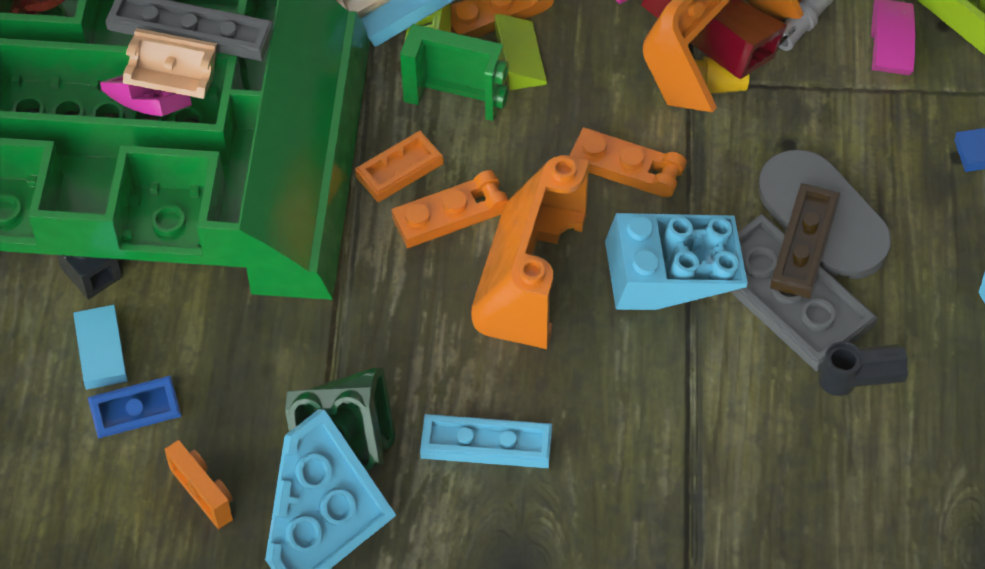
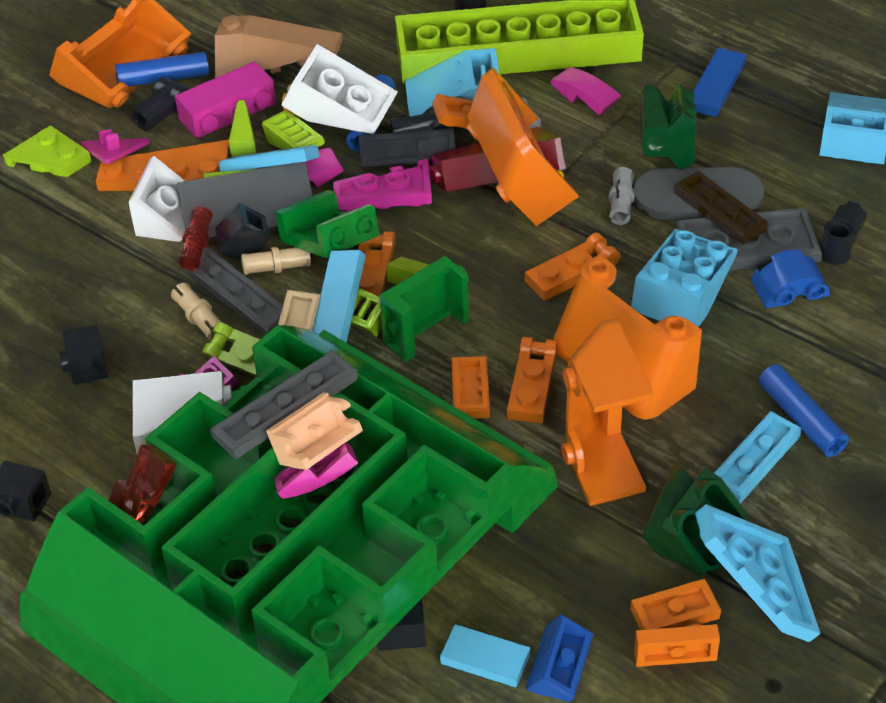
camera: 55 degrees left, 10 degrees down
(241, 463) = (677, 607): none -> orange plate
(407, 271) = (598, 383): none -> orange windscreen
(572, 451) = (803, 410): none -> blue piece
(758, 355) = (787, 277): none -> blue cylinder
(759, 149) = (621, 196): none -> light grey pin
(873, 131) = (668, 125): none -> dark green piece

